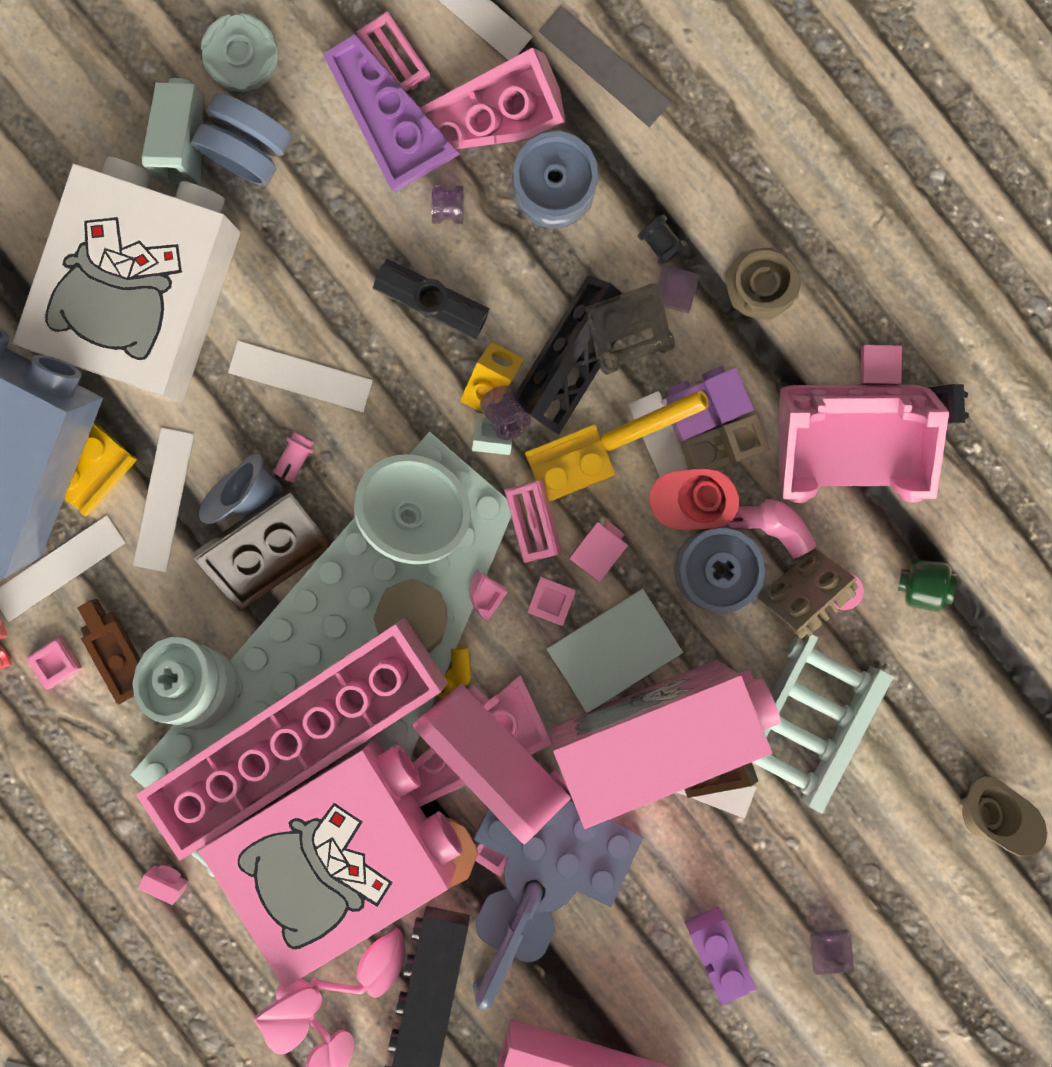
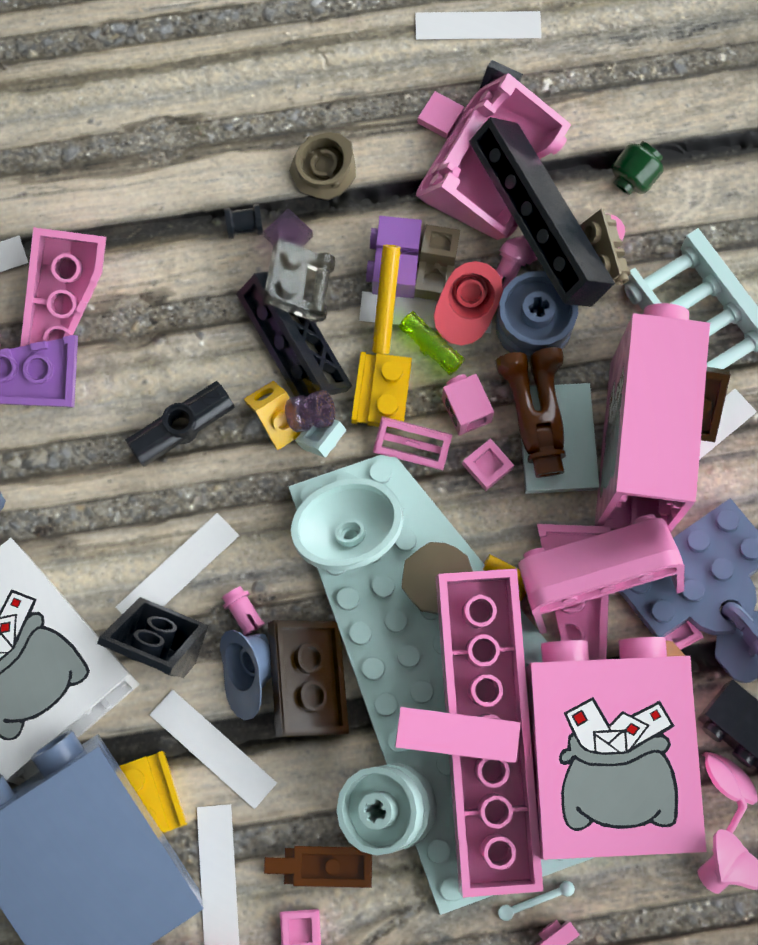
camera: 60 degrees left, 15 degrees down
(209, 397) = (156, 637): none -> black slope
(263, 719) = (457, 734): none -> bright pink tile
(447, 204) = (111, 368): clear purple wheel -> none
(486, 593) = (454, 513): bright pink tile -> none
(555, 157) = (145, 273): sand blue wheel -> none
(605, 66) = (78, 194): flat silver sticker -> none
(608, 633) = (542, 429): none -> reddish brown piece
(640, 484) = (431, 343): none -> clear neon green pin
(822, 520) = (541, 213): none -> black brick
(1000, 347) = (478, 25): none -> white sticker

